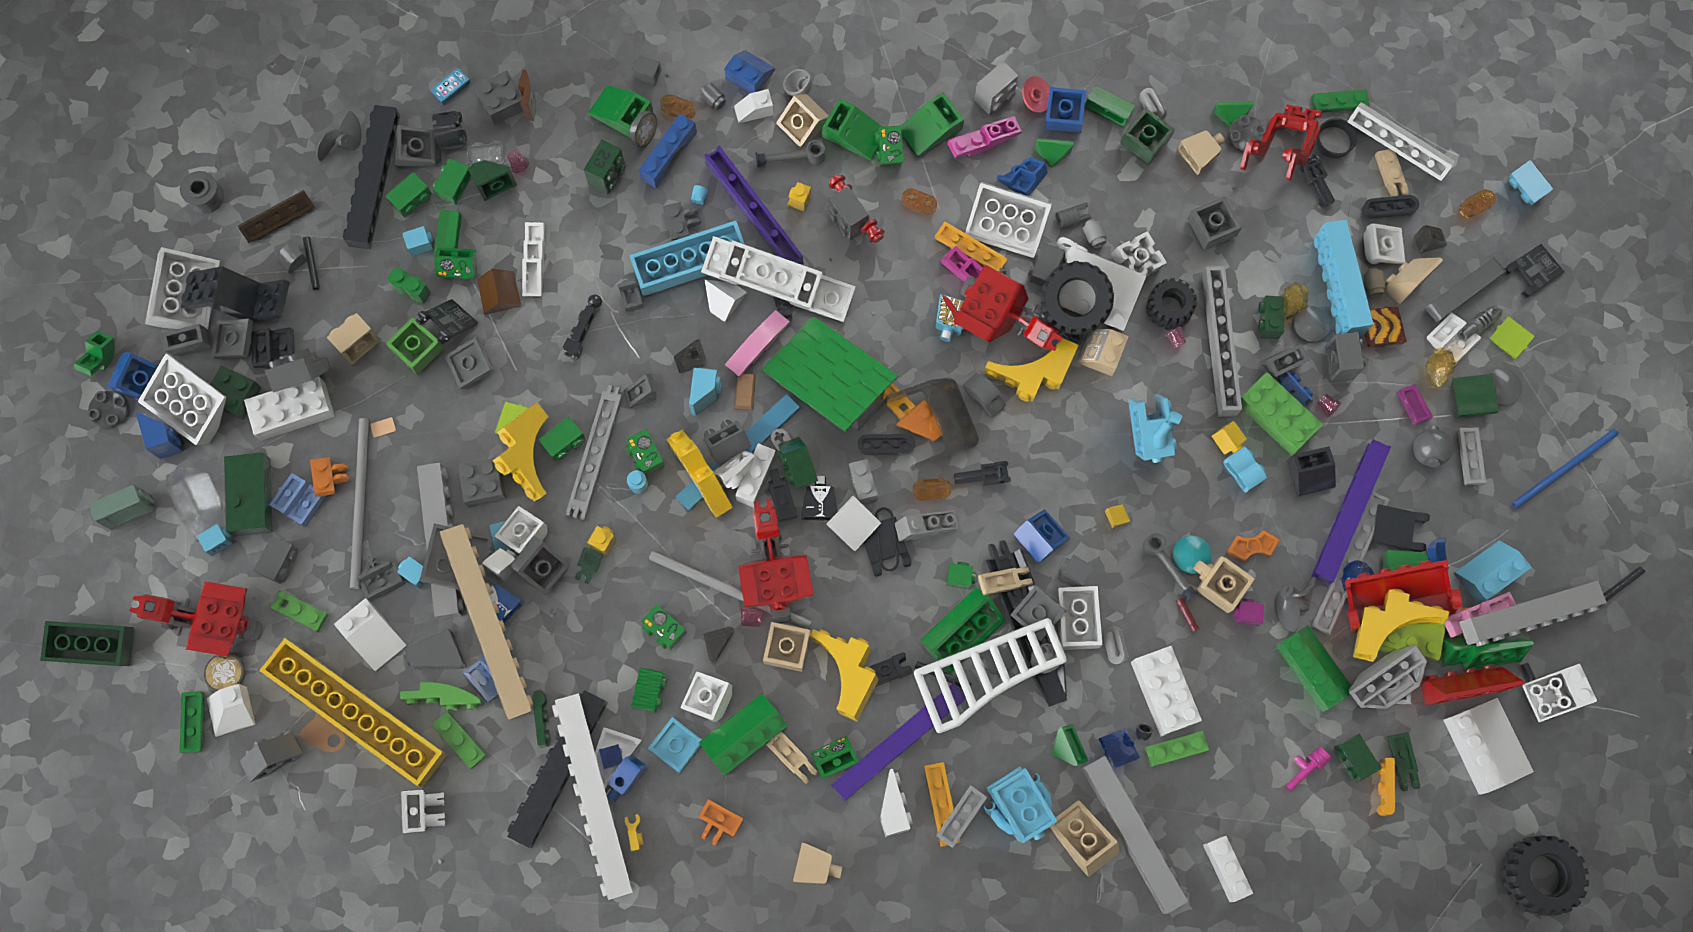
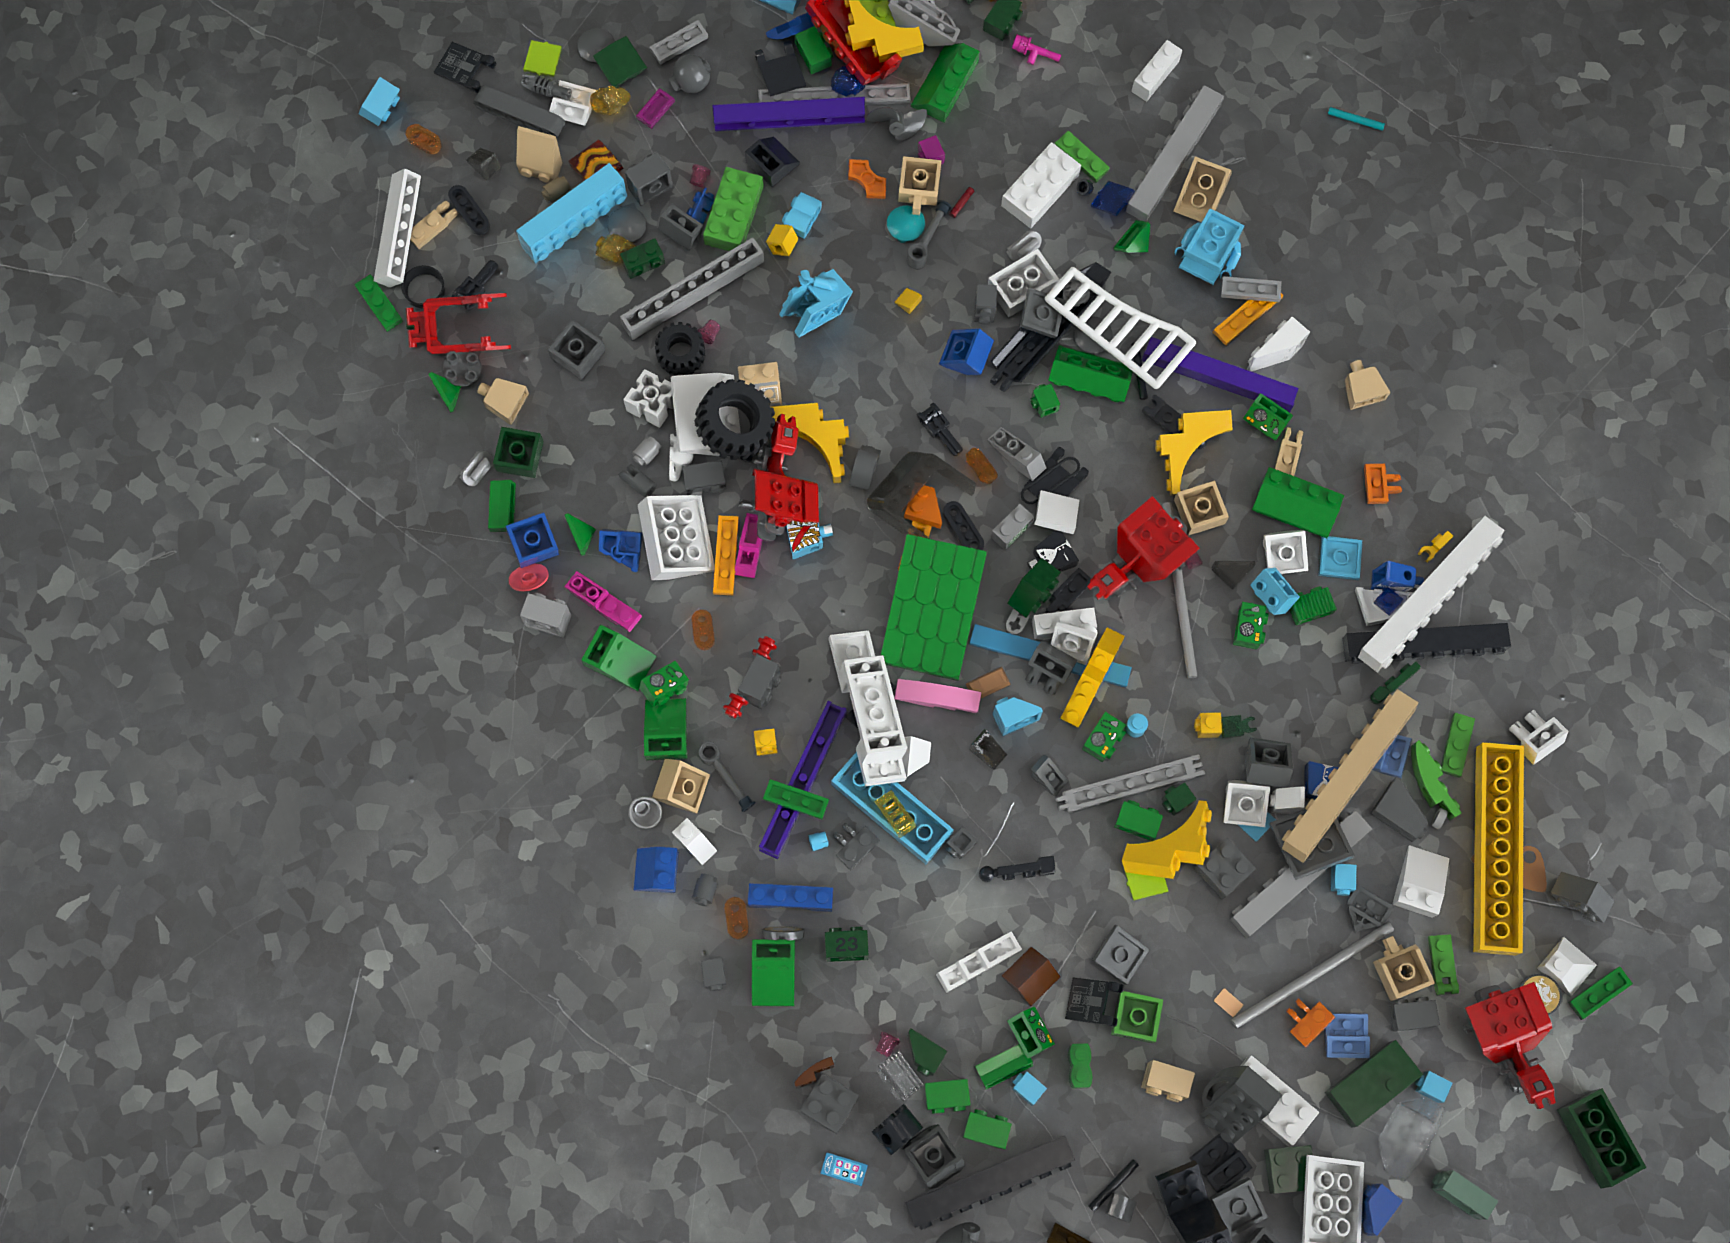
camera: 120 degrees left, 0 degrees up
(321, 577) = (1400, 959): none -> tan hinge
(409, 681) = (1439, 818): none -> light grey tile
(559, 480) = (1177, 798): none -> dark green brick
(677, 662) = (1274, 591): none -> medium azure brick
(679, 256) = (905, 827): none -> clear yellow slope
(737, 187) = (796, 799): none -> green plate
(1003, 580) = (1031, 355): tan hinge -> none
(1383, 244) = (513, 198): white slope -> none

